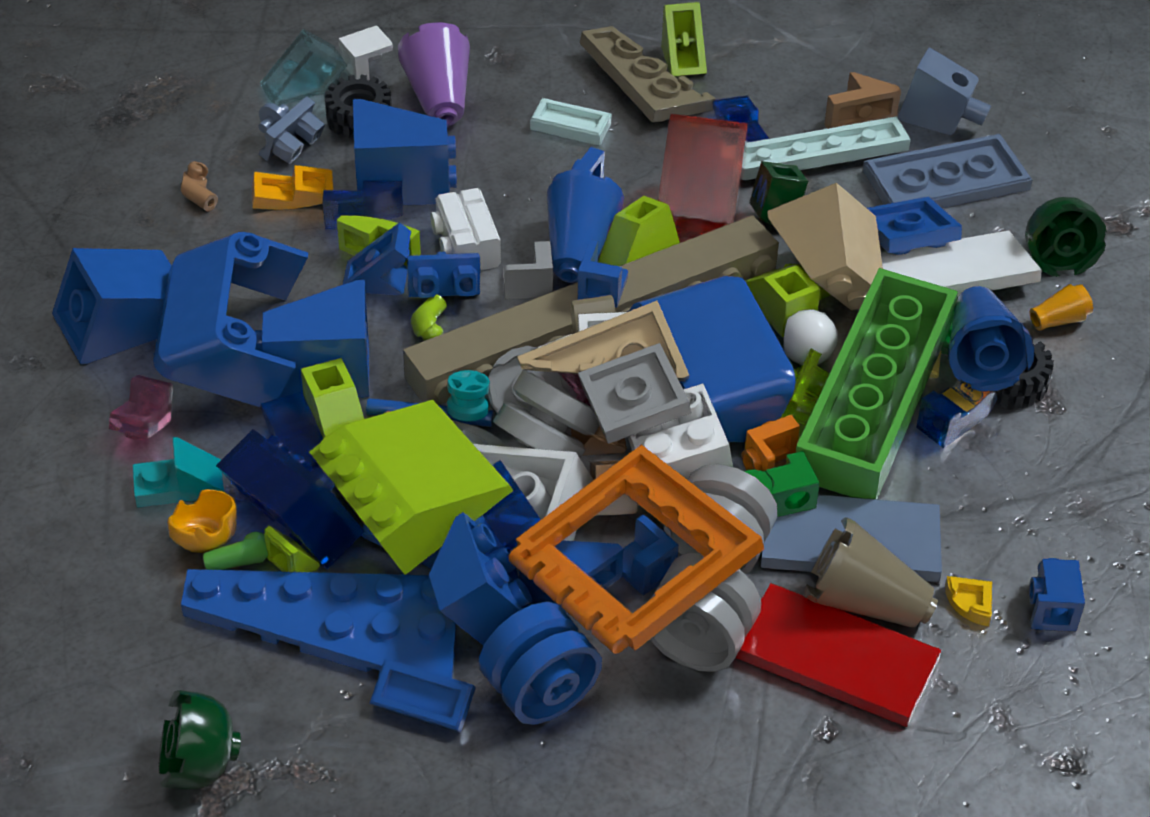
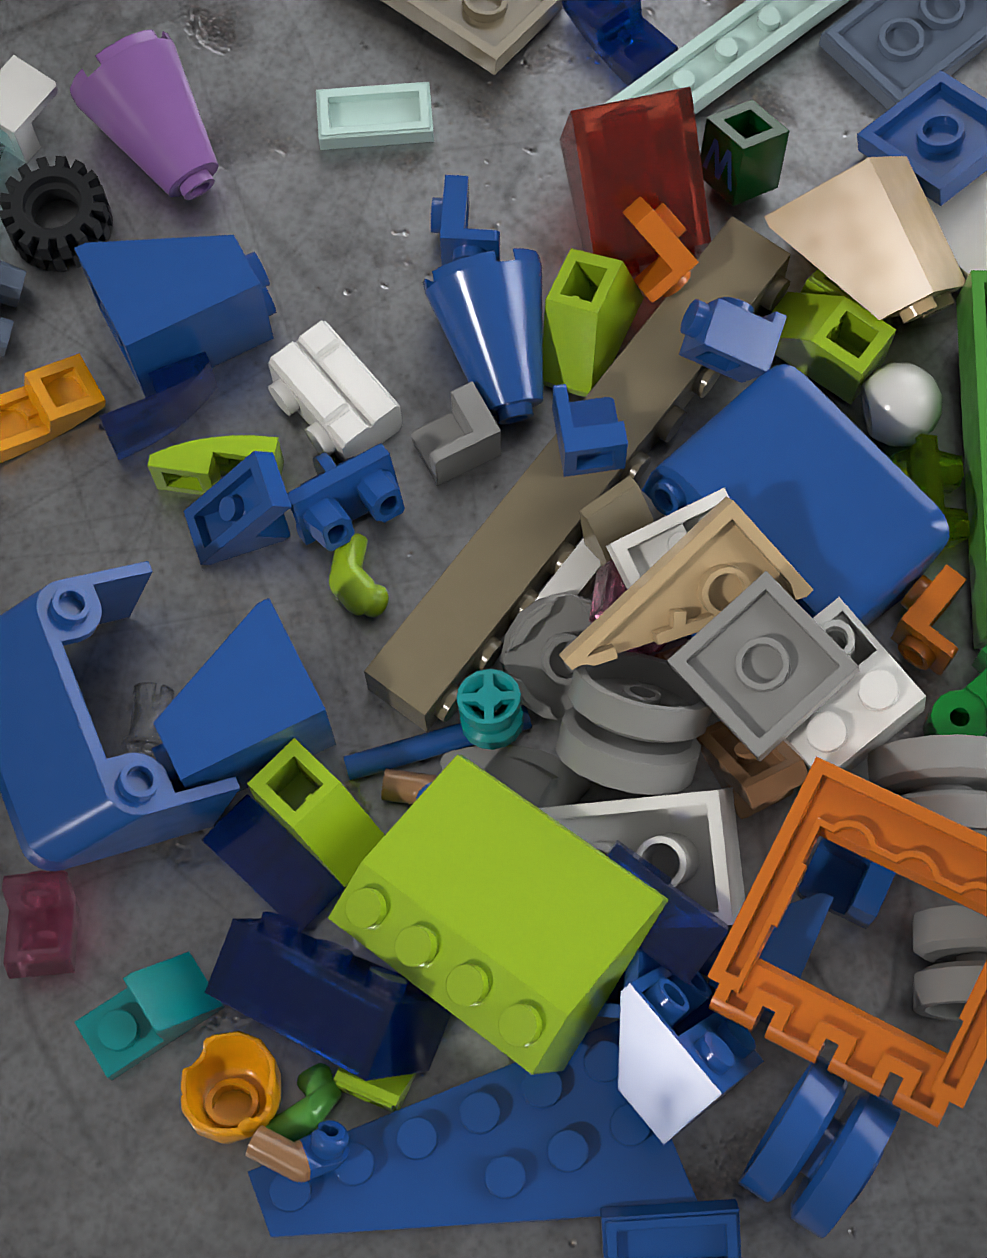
camera: 20 degrees left, 25 degrees up
(224, 564) = (302, 1159): none -> arm
(700, 199) = (661, 230): none -> orange bracket
(713, 256) = (730, 337): none -> brick

